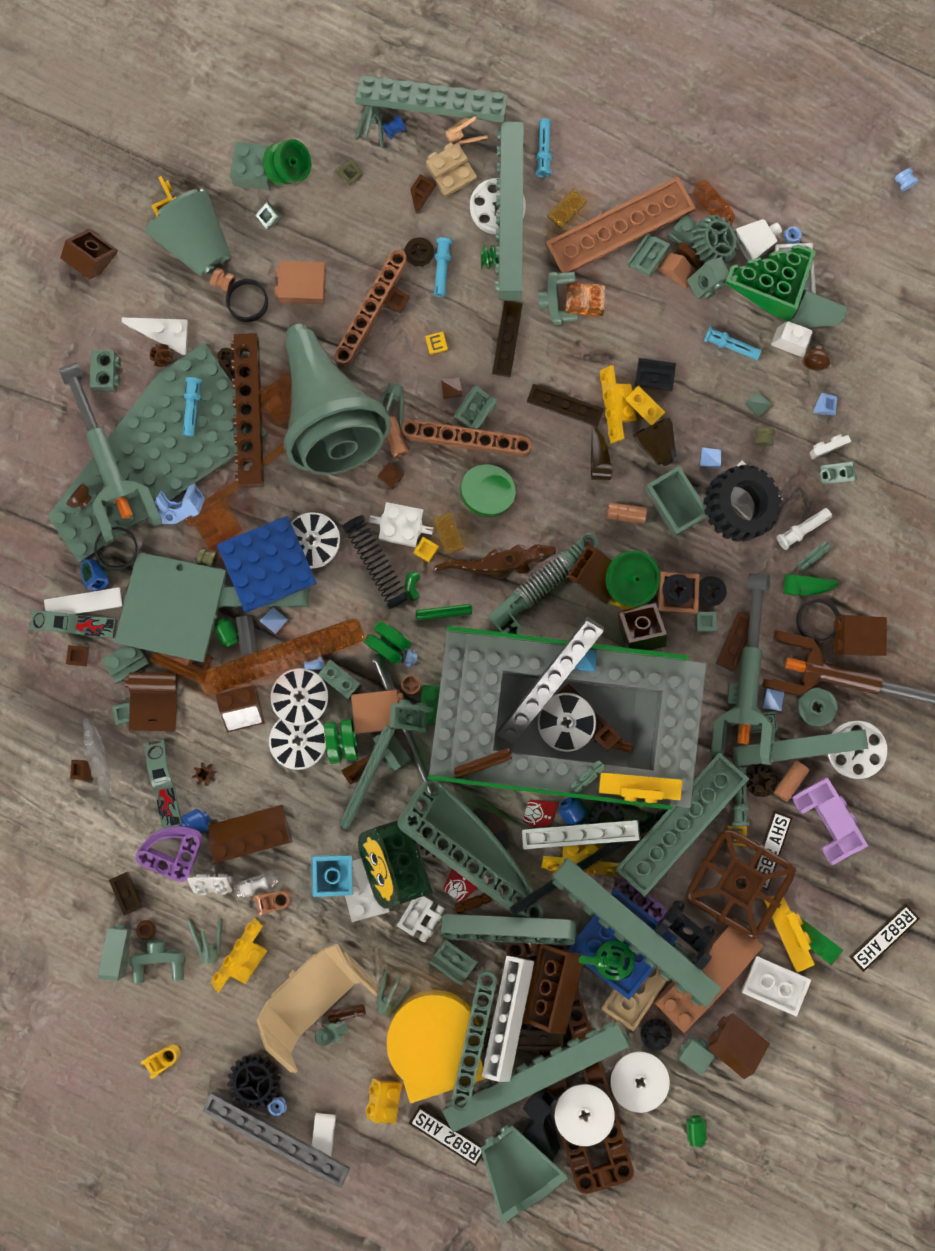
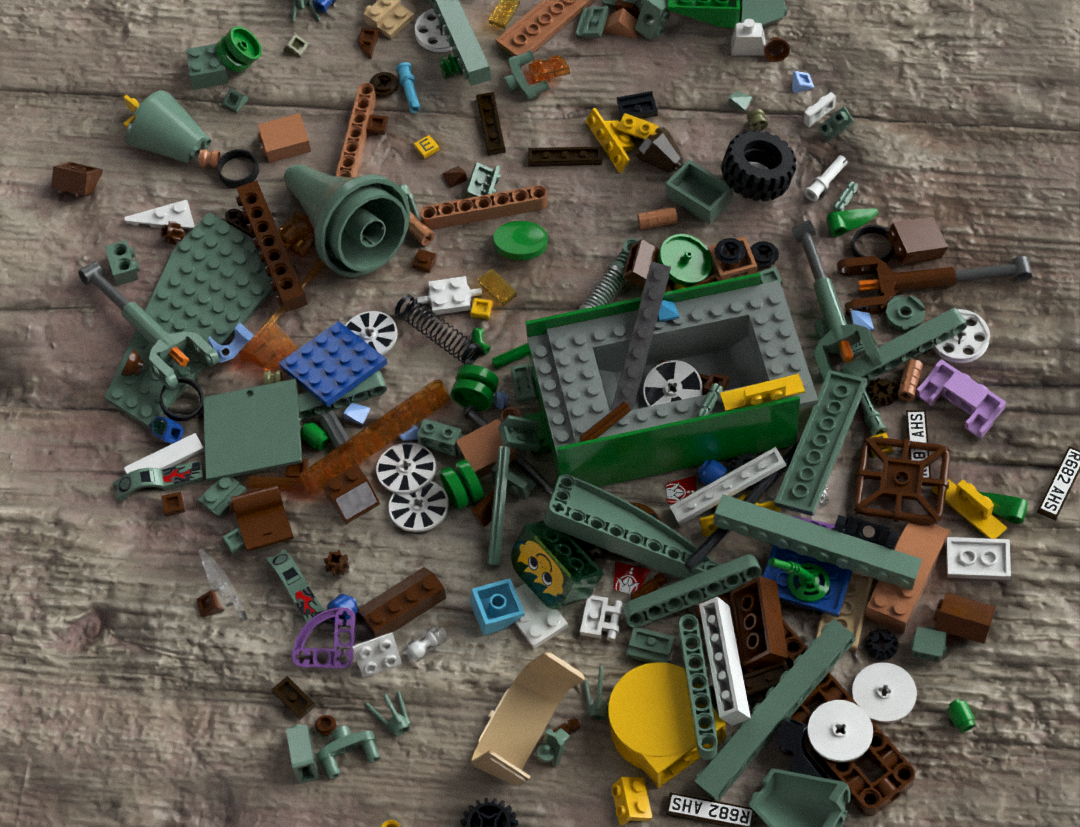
camera: 15 degrees left, 25 degrees down
(192, 397) = (214, 253): medium azure pin -> none
(242, 959) = (436, 716): yellow bracket -> none
(269, 902) = (444, 654): nougat piece -> none
(435, 648) = (523, 383): none -> sand green plate
(499, 563) = (558, 294): reddish brown animal -> none
(600, 460) = (615, 187): dark brown piece -> none
(710, 458) = (715, 154): light blue slope -> none
(723, 339) = (686, 62): medium azure pin -> none
(734, 642) = (804, 289): reddish brown tile -> none

